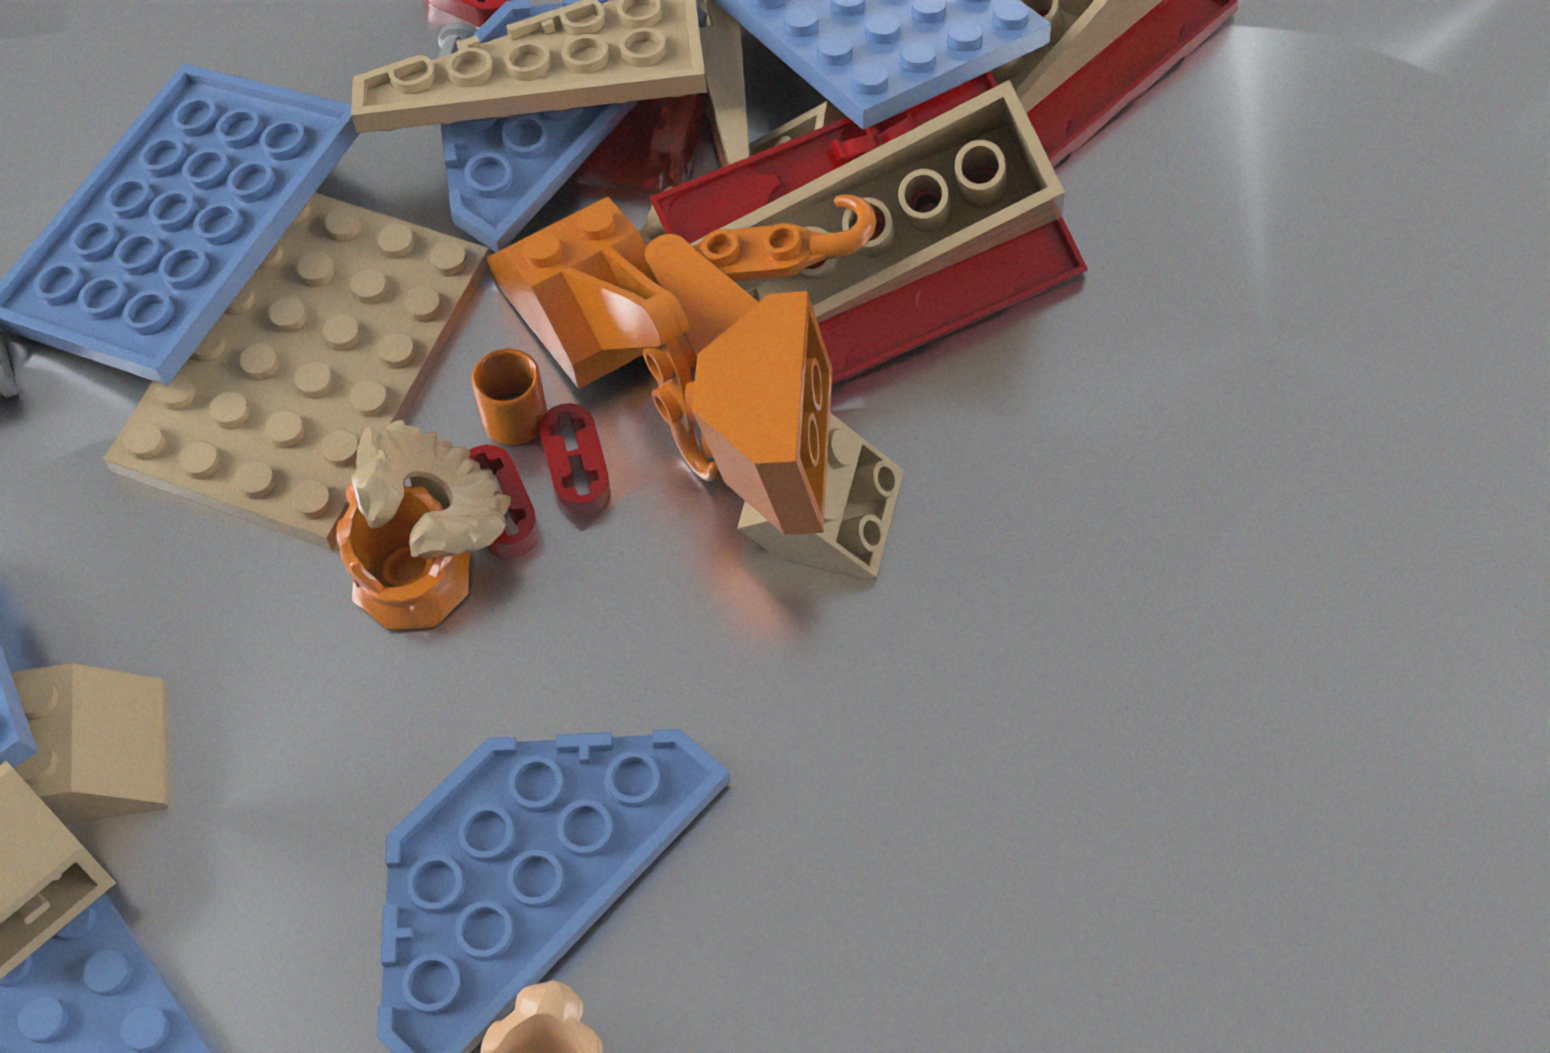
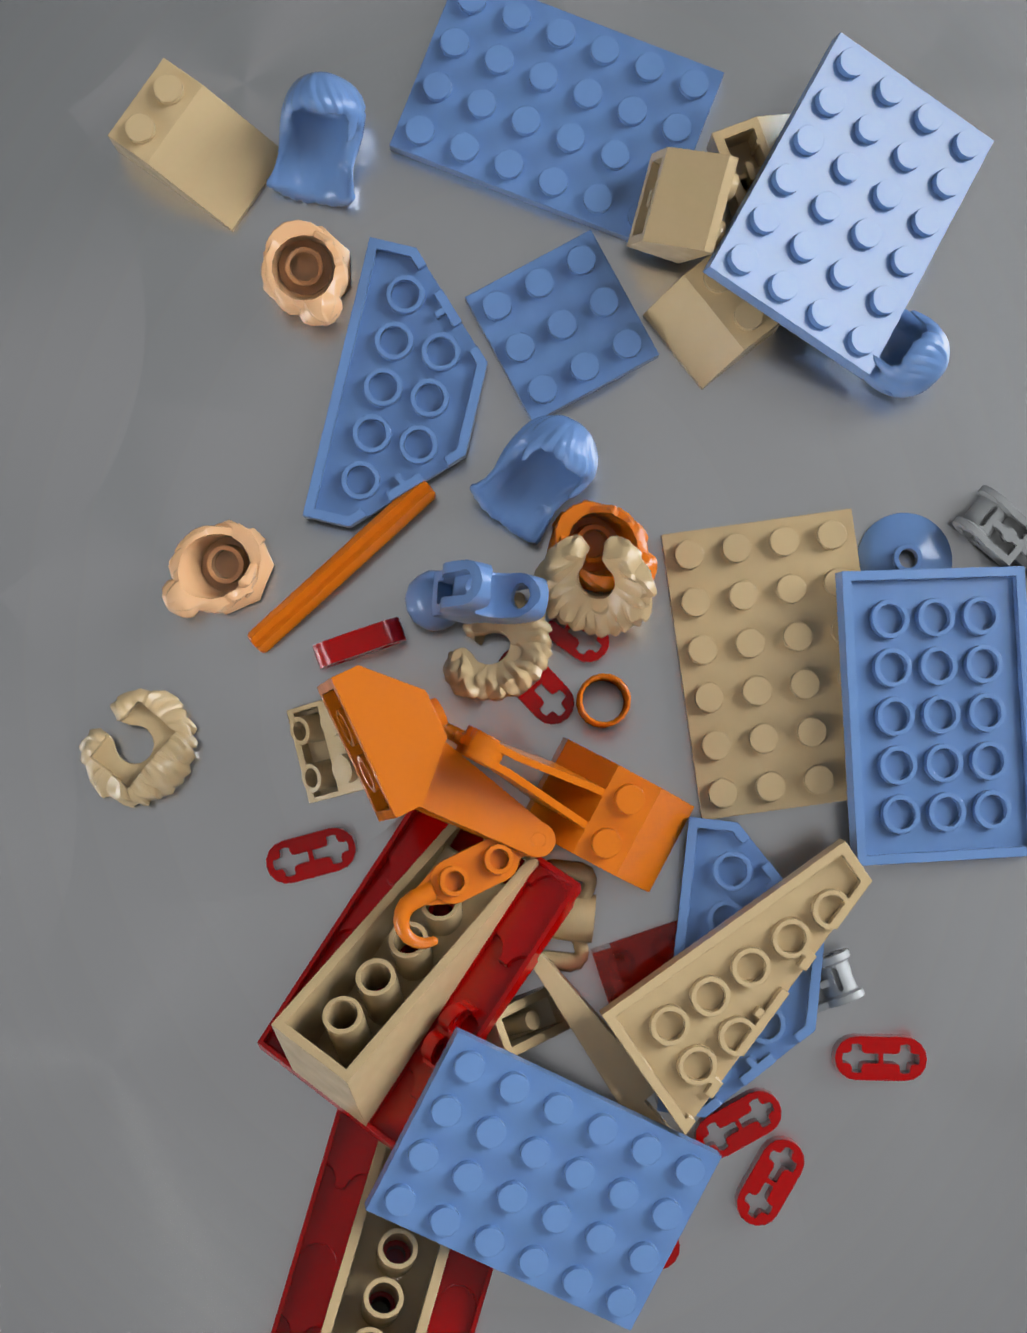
camera: 155 degrees right, 25 degrees up
(86, 412) = (904, 531): none -> medium blue dish
(269, 844) = (562, 326): none -> medium blue plate
(409, 672) = (537, 474): none -> medium blue piece
(560, 464) = (514, 673): none -> tan piece
(583, 552) = (473, 594): none -> medium blue piece
(725, 696) = (340, 567): none -> orange axle
(747, 596) = (359, 643): none -> red beam
(873, 763) = (217, 570): none -> light nougat piece
(929, 415) = (315, 866): none -> red beam
(1063, 577) = (166, 766): none -> tan piece

